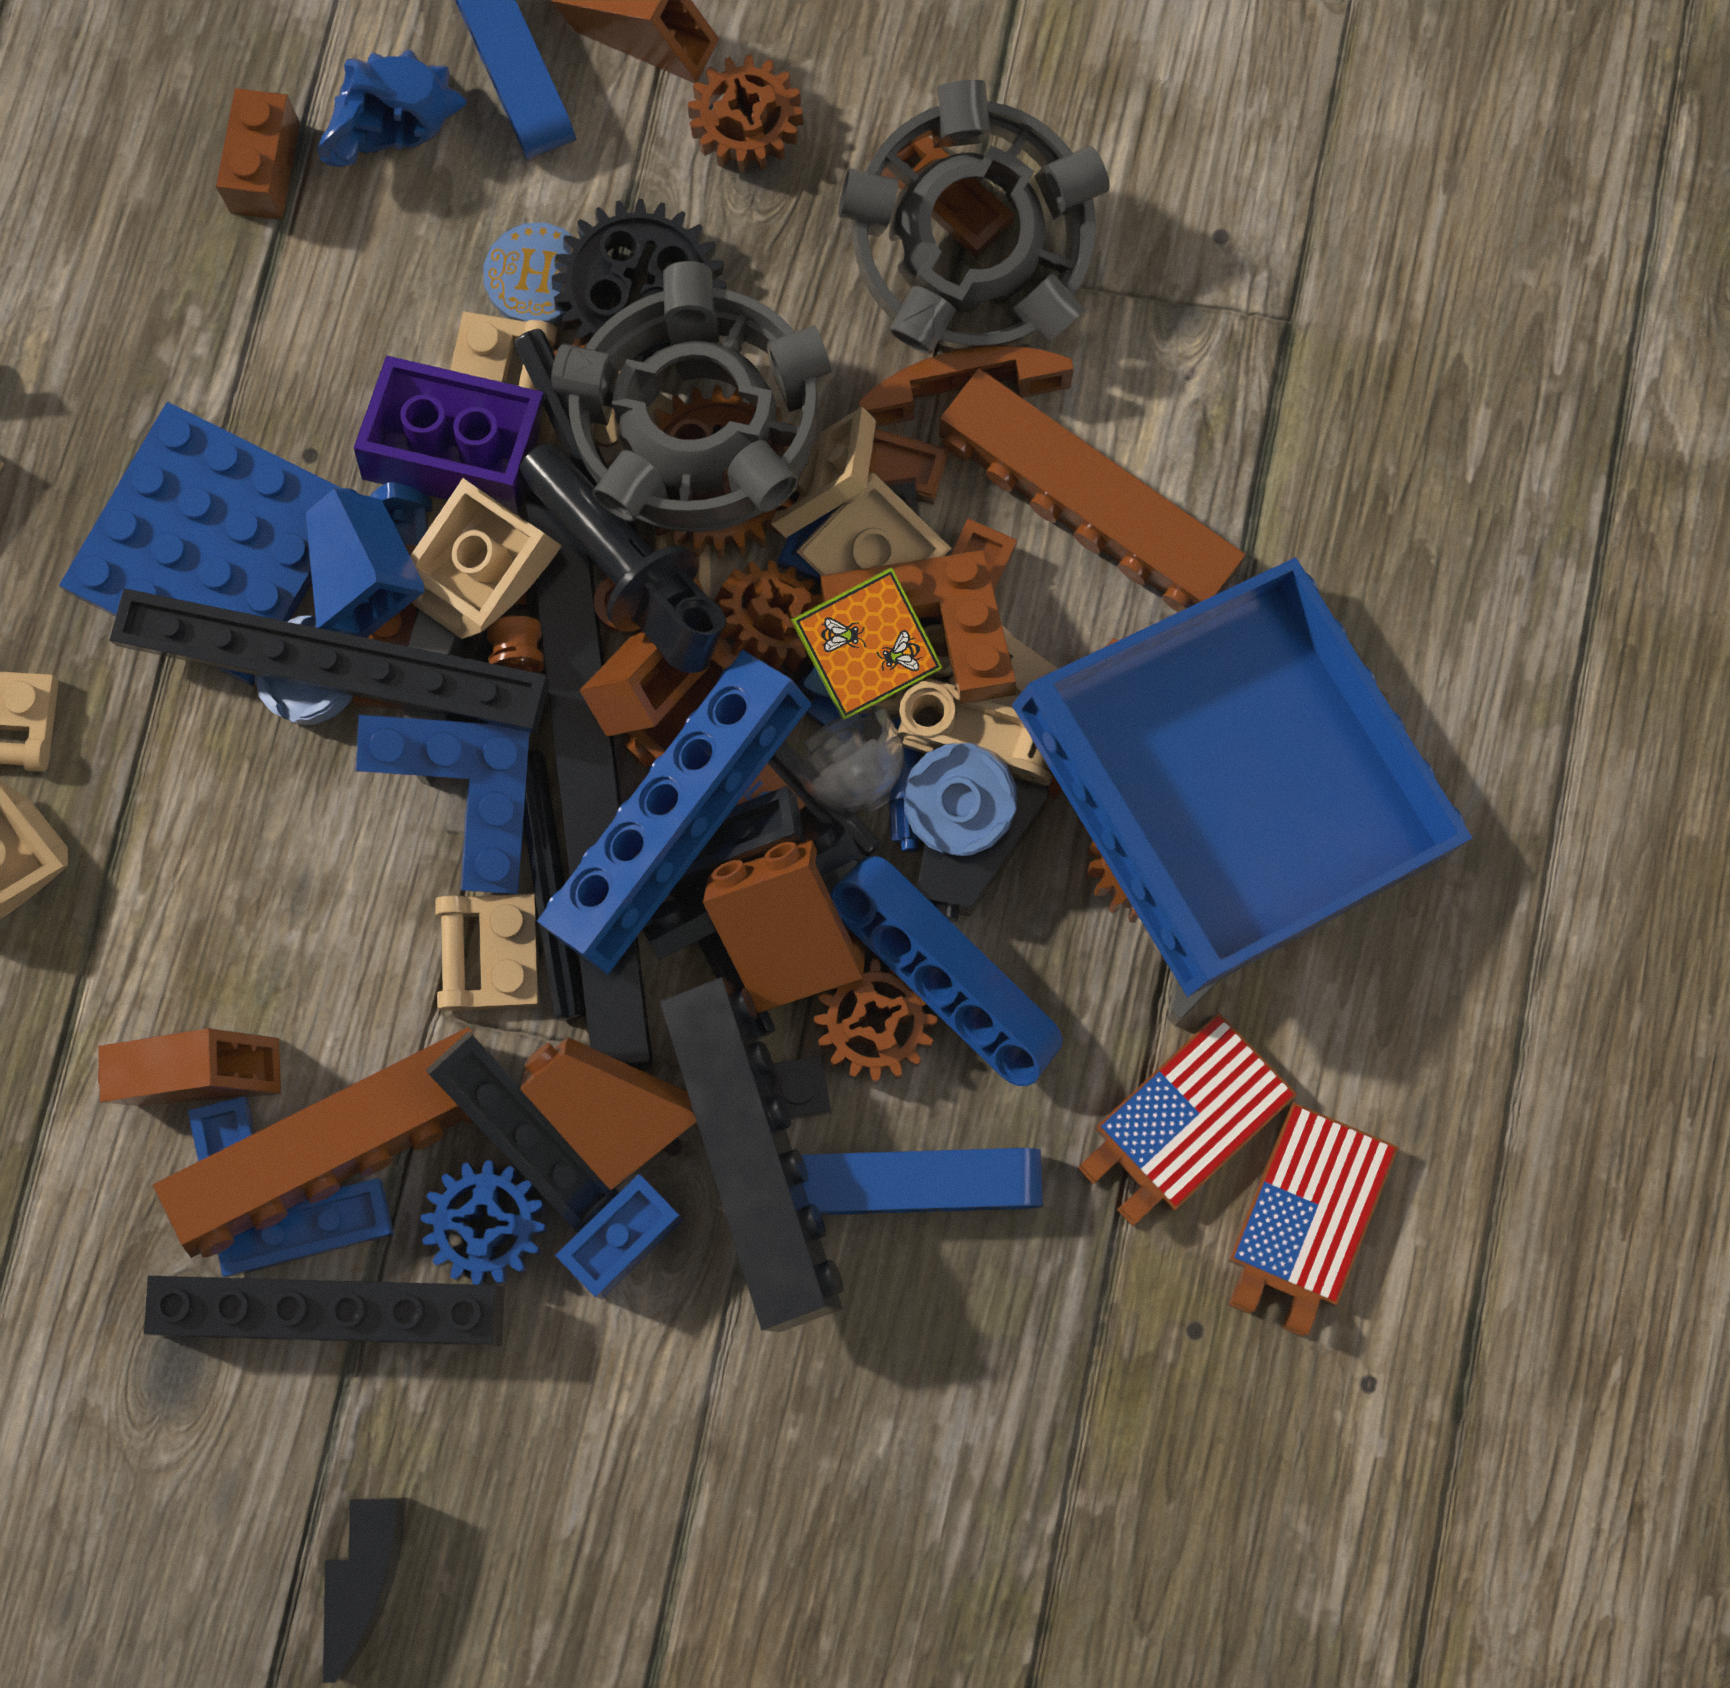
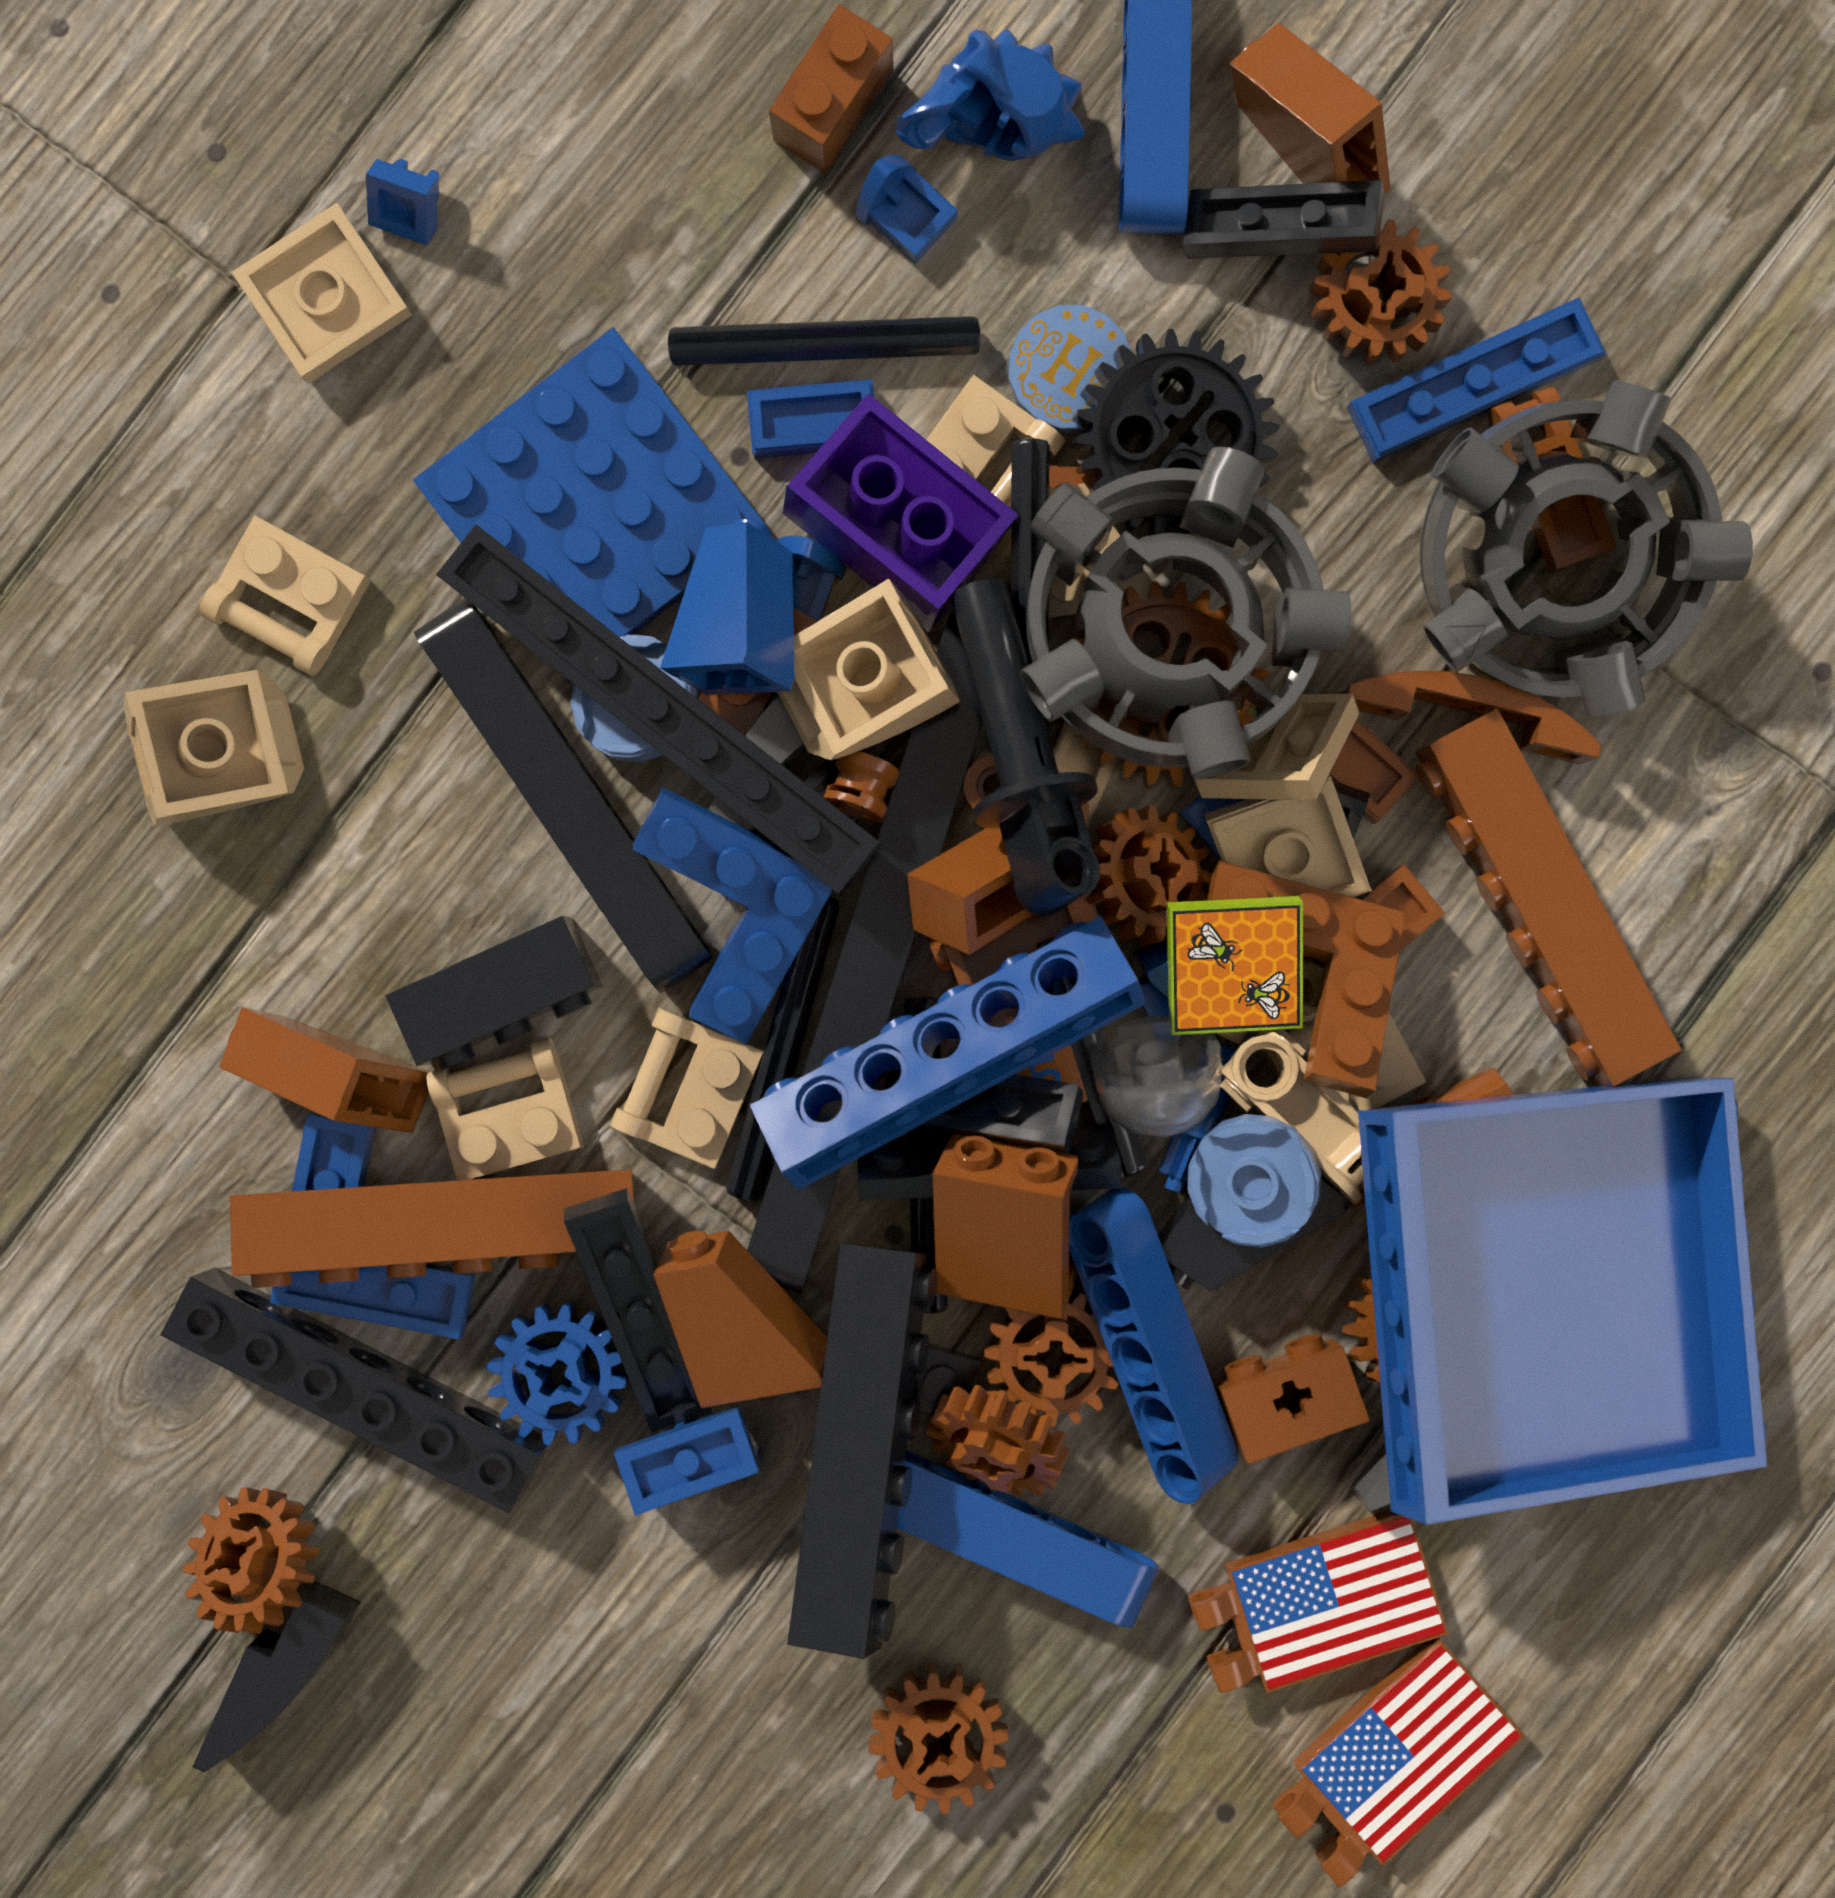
camera: 20 degrees right, 10 degrees up
(286, 768) = (563, 795): none -> black beam
(298, 946) = (495, 994): none -> black brick
(298, 1492) = (250, 1561): none -> dark orange gear
(336, 339) = (824, 340): none -> black axle
(340, 405) = (800, 417): none -> blue tile
(353, 215) = (904, 206): none -> blue tile
(363, 1049) = (510, 1131): none -> tan plate
(645, 93) = (1284, 219): none -> black plate
(850, 142) = (1476, 380): none -> blue tile
(860, 1102) = (998, 1441): none -> dark orange gear
(955, 1379) = (924, 1760): none -> dark orange gear
(1110, 955) = (1322, 1405): none -> dark orange brick

